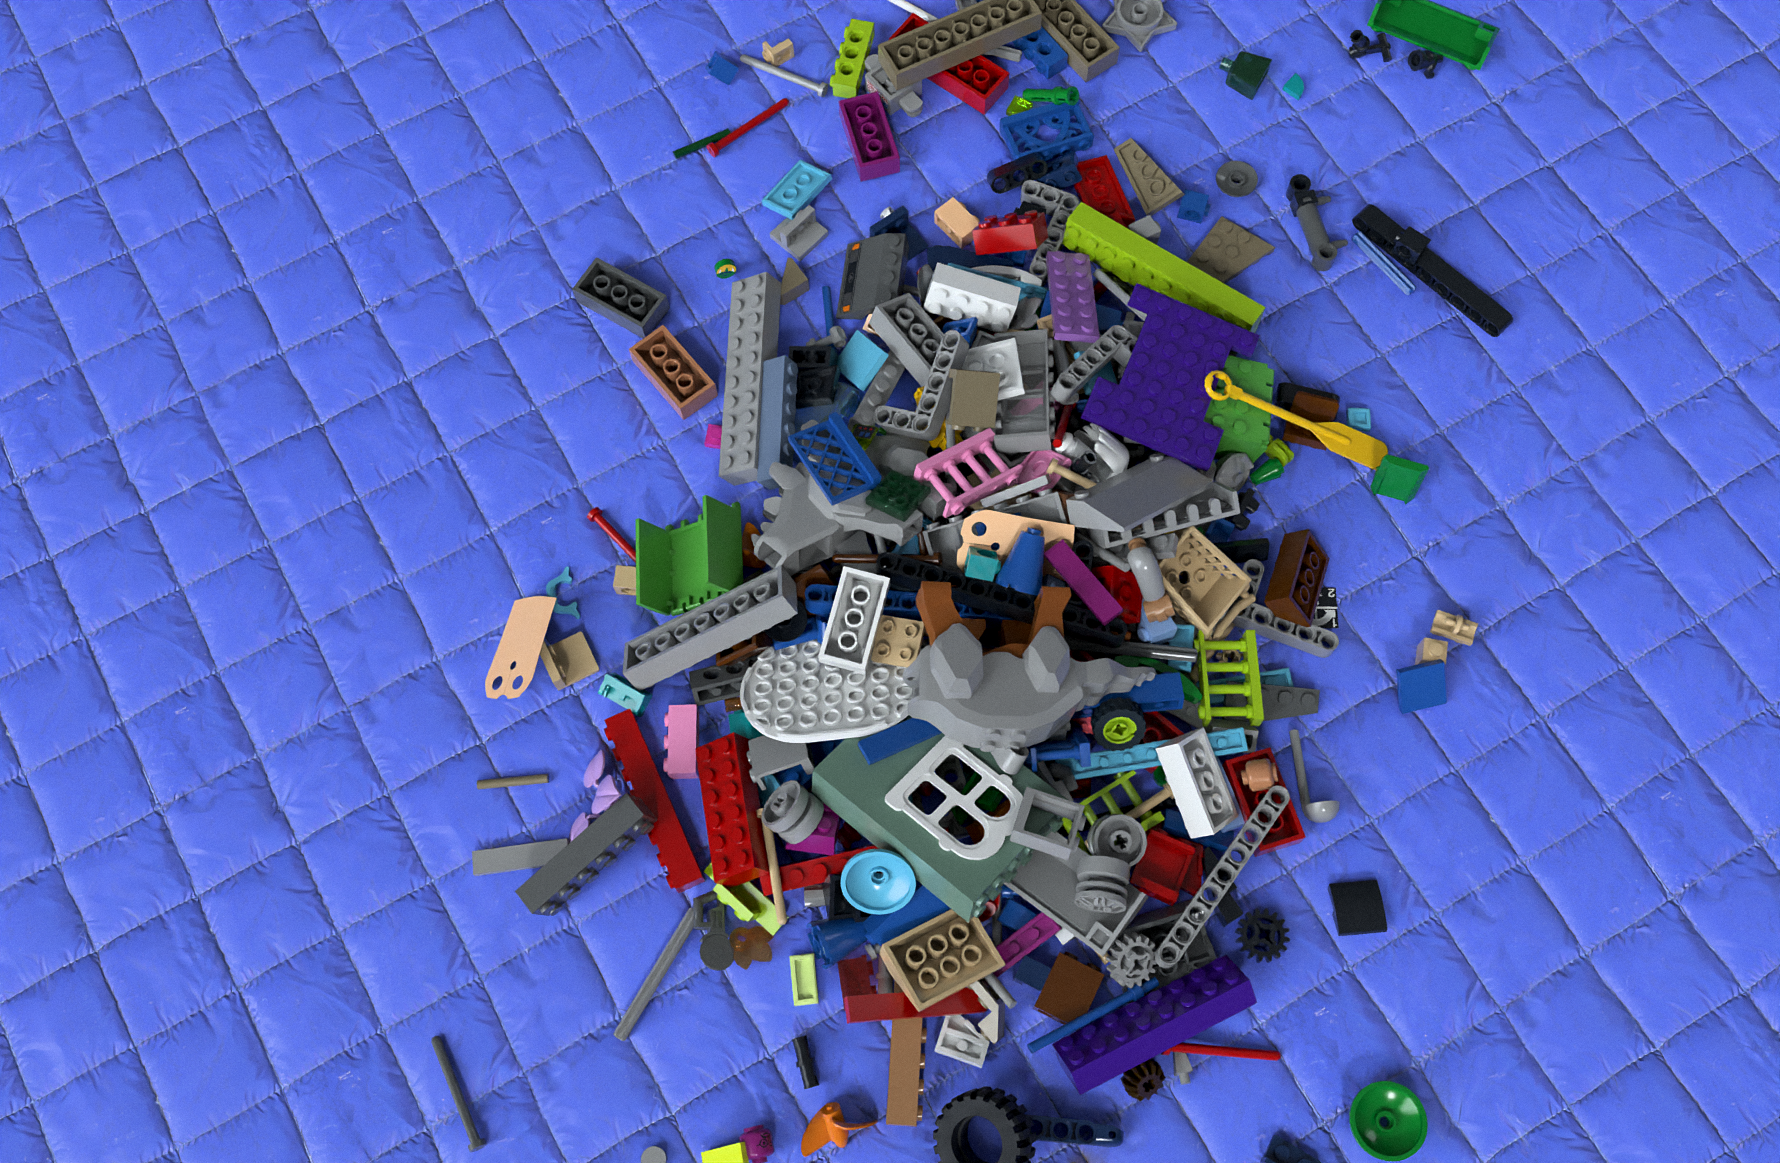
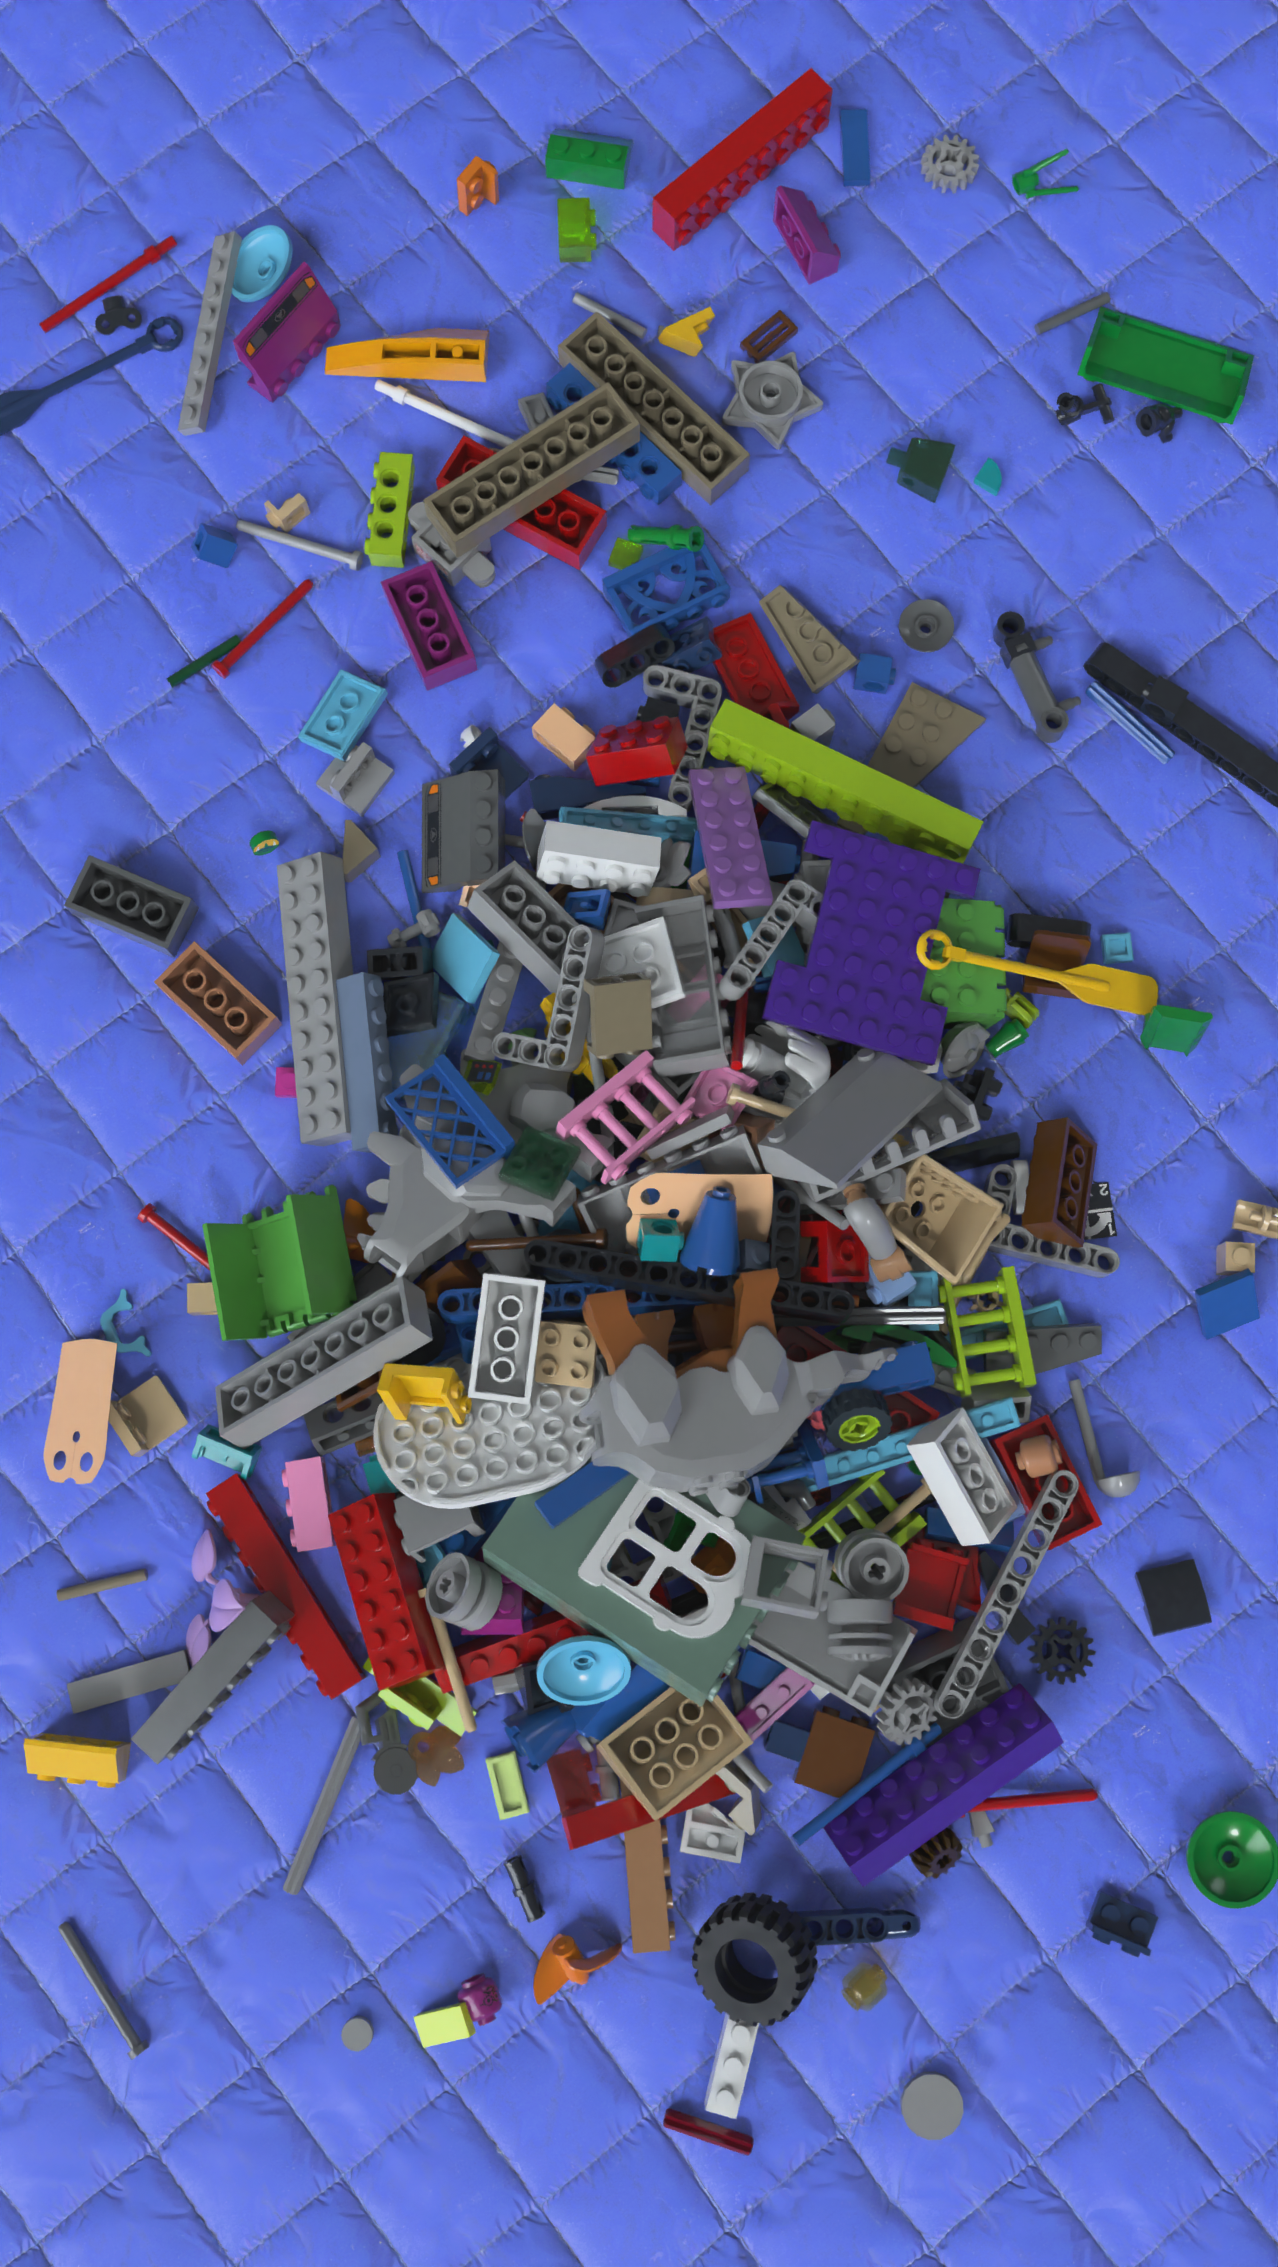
camera: 10 degrees left, 10 degrees up
(469, 907) = (77, 1759): none -> yellow slope
(784, 652) = (423, 1385): none -> yellow panel
(1083, 582) = (792, 1249): magenta tile -> none
(1265, 581) = (1019, 1197): none -> white beam

